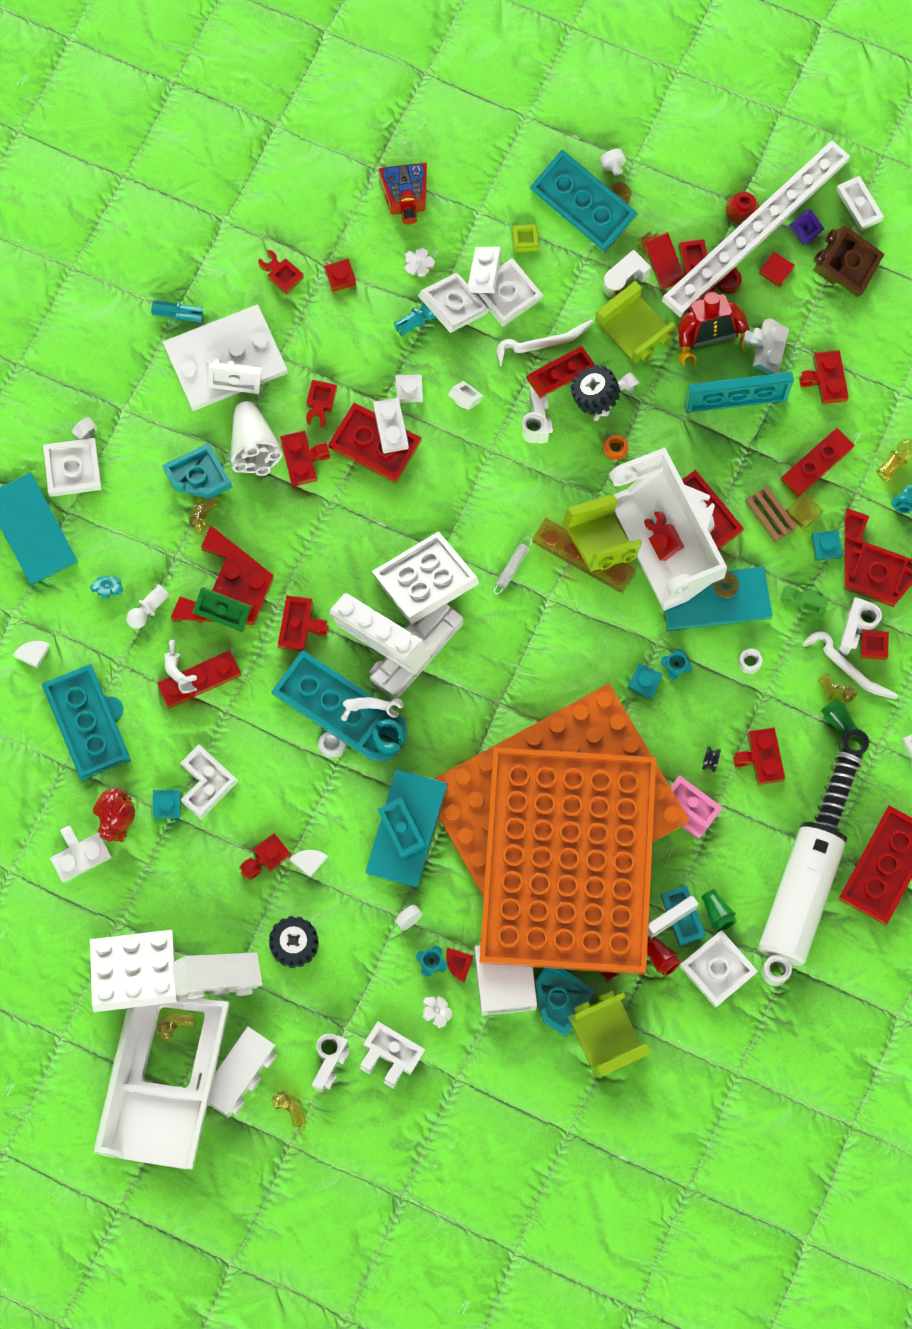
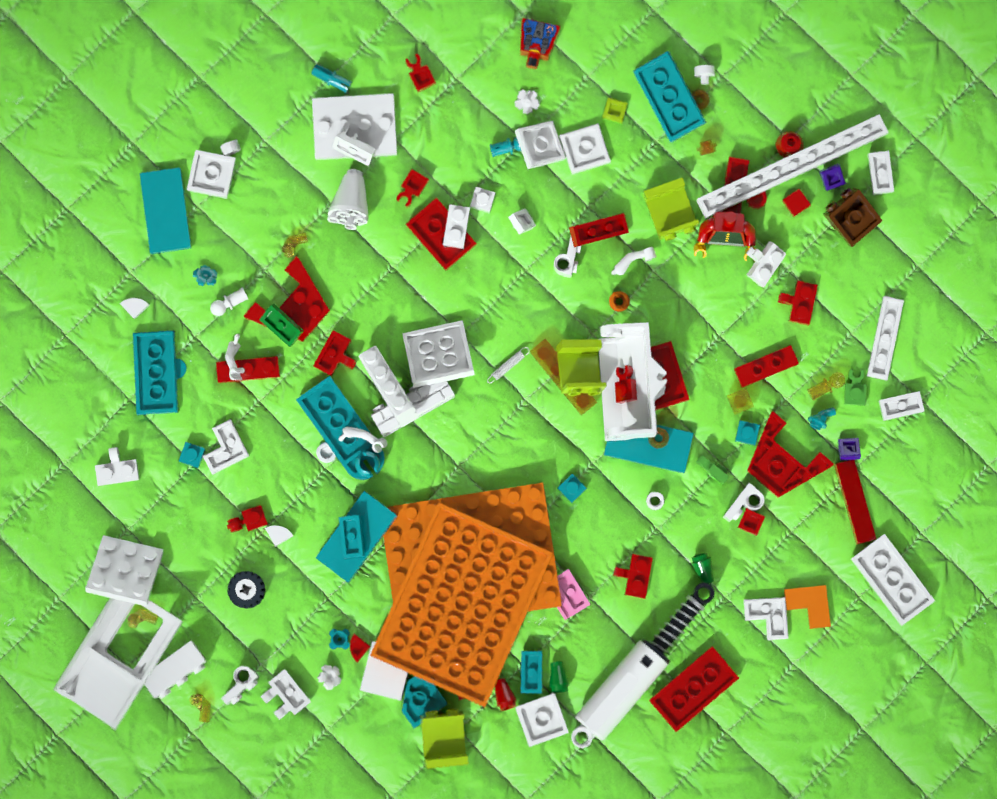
camera: 25 degrees right, 10 degrees up
(115, 814) = (151, 451): red hair -> none
(198, 473) = (301, 212): teal plate -> none
(217, 975) = (181, 596): white brick -> none
(301, 458) = (382, 225): red plate -> none
(340, 275) = (463, 91): red plate -> none
(408, 917) = (334, 601): white tile -> none
(485, 270) = (573, 126): white plate -> none
(541, 343) = (594, 198): white piece -> none
(605, 391) = (623, 260): black wheel -> none
(624, 273) = (678, 166): white leg -> none
(663, 260) = (711, 167): red tile -> none
(672, 916) = (514, 673): white tile -> none
(679, 657) = (599, 478): teal plate -> none
(711, 759) = (597, 564): black bush -> none
(738, 392) = (725, 293): teal tile -> none
(750, 501) = (711, 377): medium nougat tile -> none
(842, 692) = (710, 548): clear yellow arm -> none
(847, 667) = (724, 529): white piece -> none

